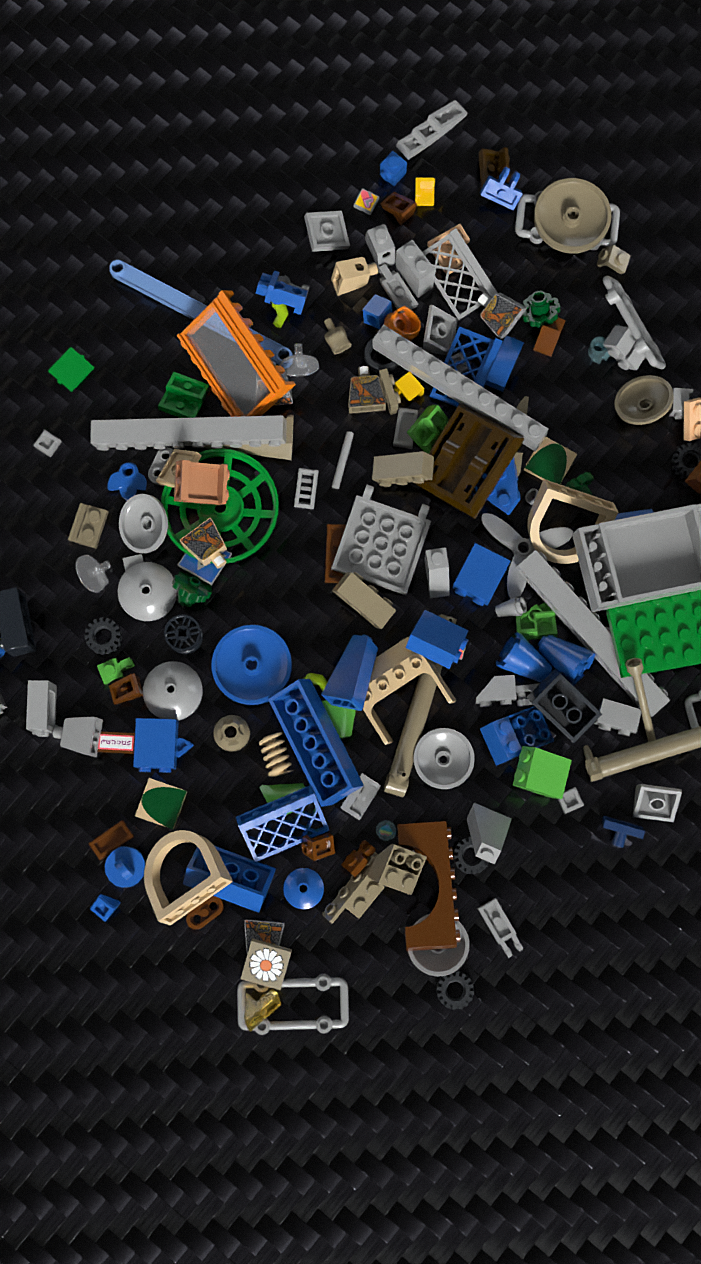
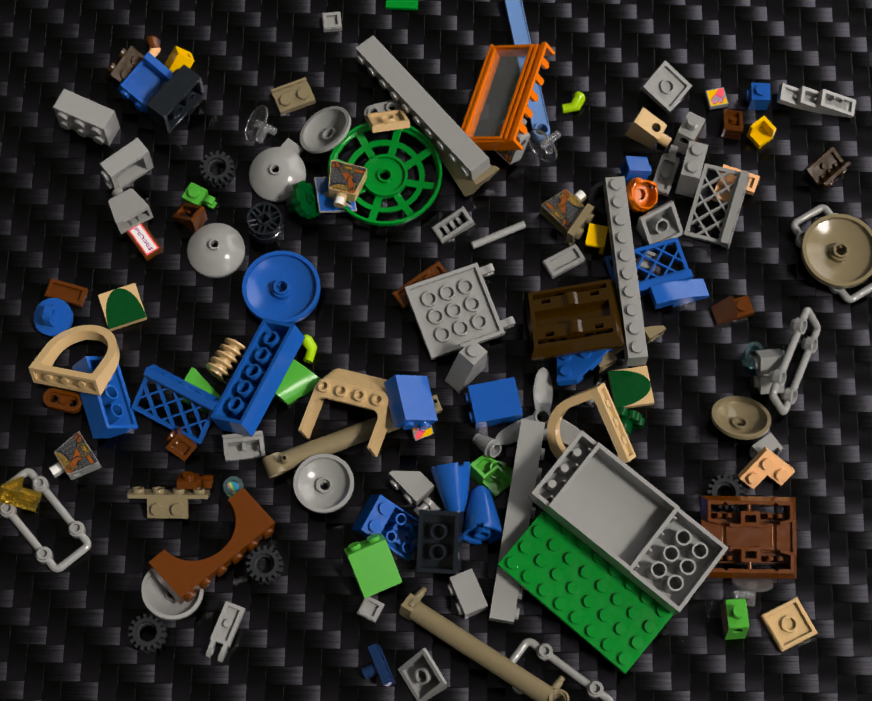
camera: 45 degrees right, 10 degrees down
(104, 906) = (11, 326): blue slope -> none
(127, 484) = (347, 97): blue plate -> none
(156, 744) = (164, 268): blue brick -> none
(183, 396) = (449, 86): green slope -> none
(183, 746) = (177, 287): blue tile -> none
(201, 483) = (388, 142): nougat panel -> none
(237, 742) = (221, 324): dark tan piece -> none
(266, 964) = (56, 472): tile -> none
(280, 291) = (589, 89): blue hips -> none
(314, 891) = (139, 469): blue dish -> none
(336, 337) = (590, 158): dark tan piece -> none
(352, 674) = (333, 363): blue slope -> none
(364, 599) = (400, 329): dark tan brick -> none
(397, 868) = (208, 512): dark tan slope -> none
(403, 468) = (526, 278): dark tan brick -> none
(428, 427) = (577, 273): bright green slope -> none
(487, 832) = (292, 561): light grey slope -> none
(500, 313) = (714, 258): torso -> none
(501, 192) = (811, 186): hinge -> none
(541, 309) = (745, 286): dark green plant -> none
(613, 258) = (836, 311): dark tan bracket -> none
(635, 667) = (510, 564): dark tan piece -> none

